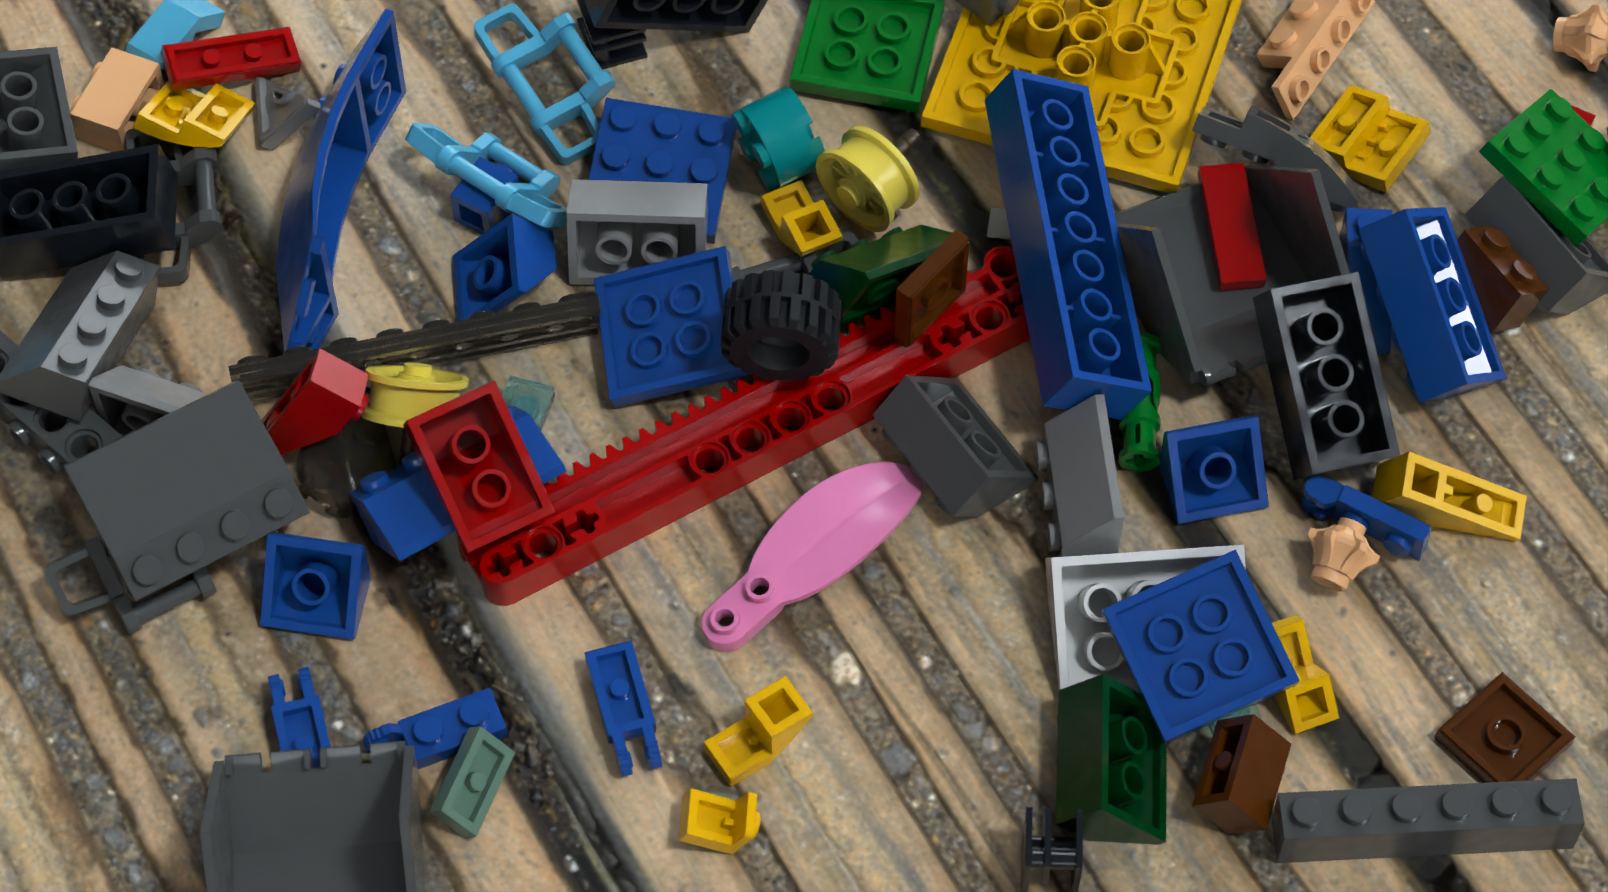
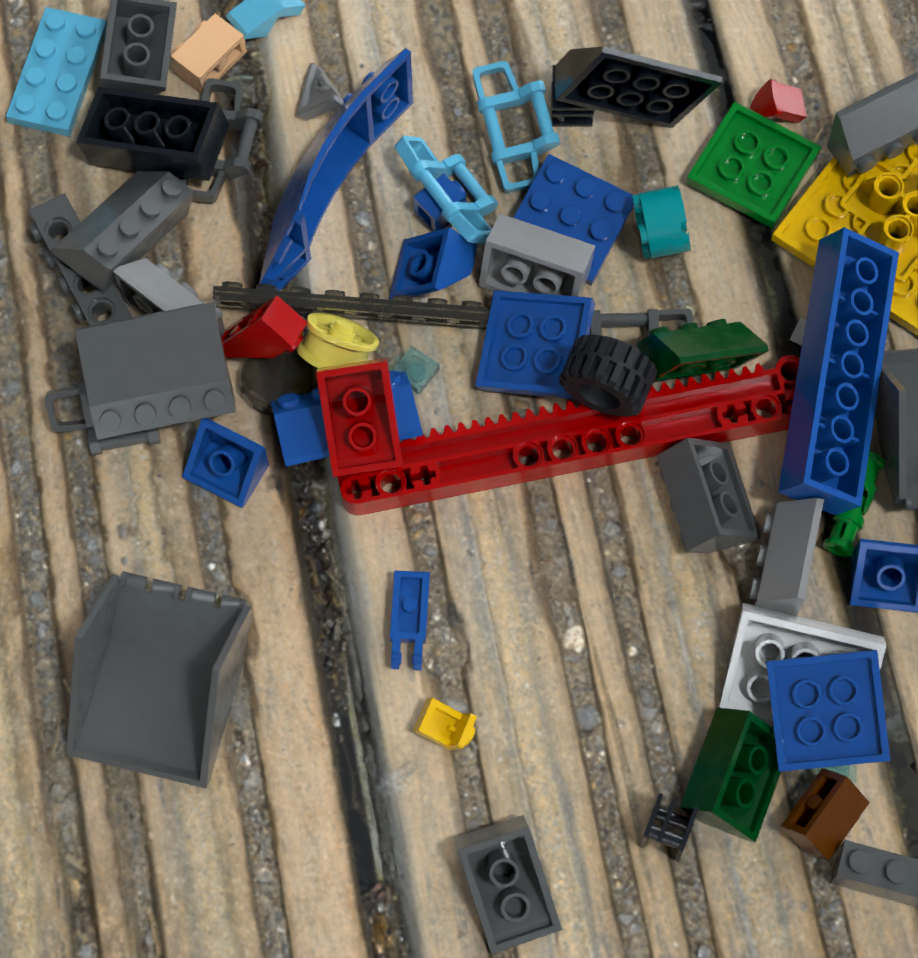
camera: 20 degrees right, 10 degrees up
(194, 117) = (255, 81): yellow slope -> none
(230, 58) = (296, 44): red tile -> none
(301, 721) = (185, 560): blue hinge -> none
(442, 729) = (281, 595): blue hinge -> none
(472, 782) = (286, 641): sand green plate -> none
(755, 741) = (496, 671): yellow slope -> none
(799, 220) = (656, 289): yellow slope -> none
(814, 546) = (584, 541): bright pink plant -> none
(870, 176) = (717, 272): light yellow wheel -> none
(931, 289) = (727, 379): reddish brown tile -> none
(1313, 699) = (900, 771): yellow slope -> none

